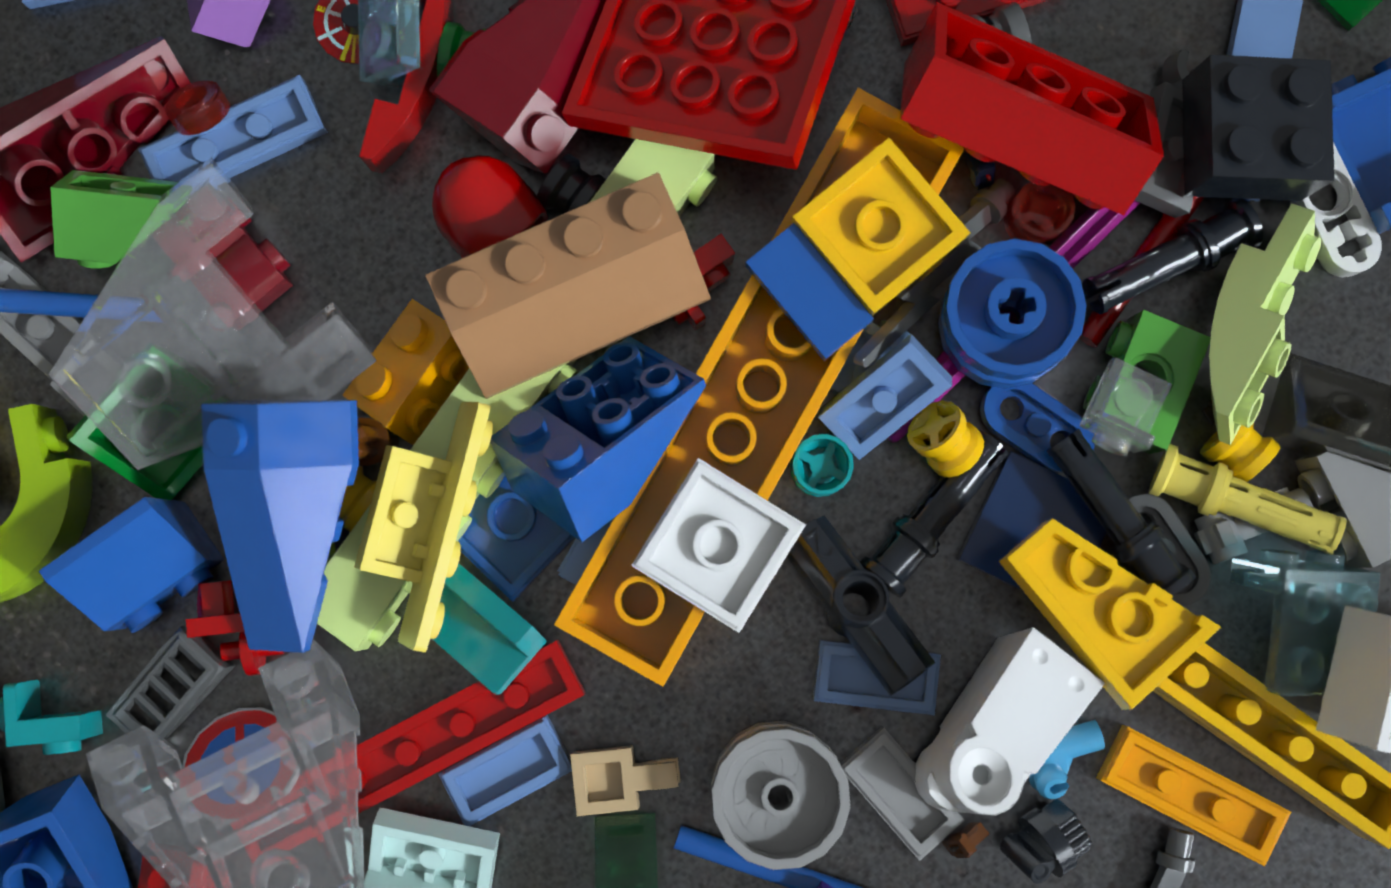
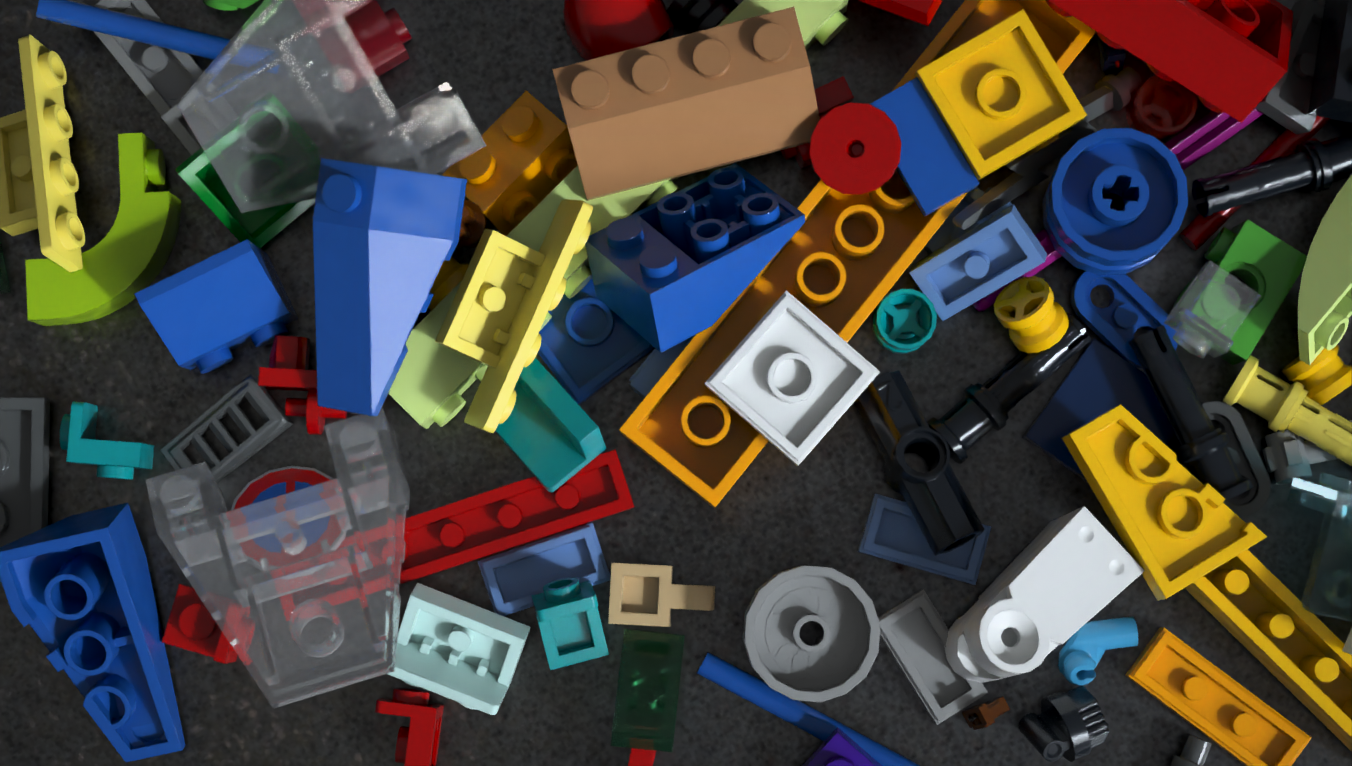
camera: 10 degrees right, 0 degrees up
(538, 821) = (569, 622): none -> teal bracket
(744, 304) = (855, 148): none -> red piece

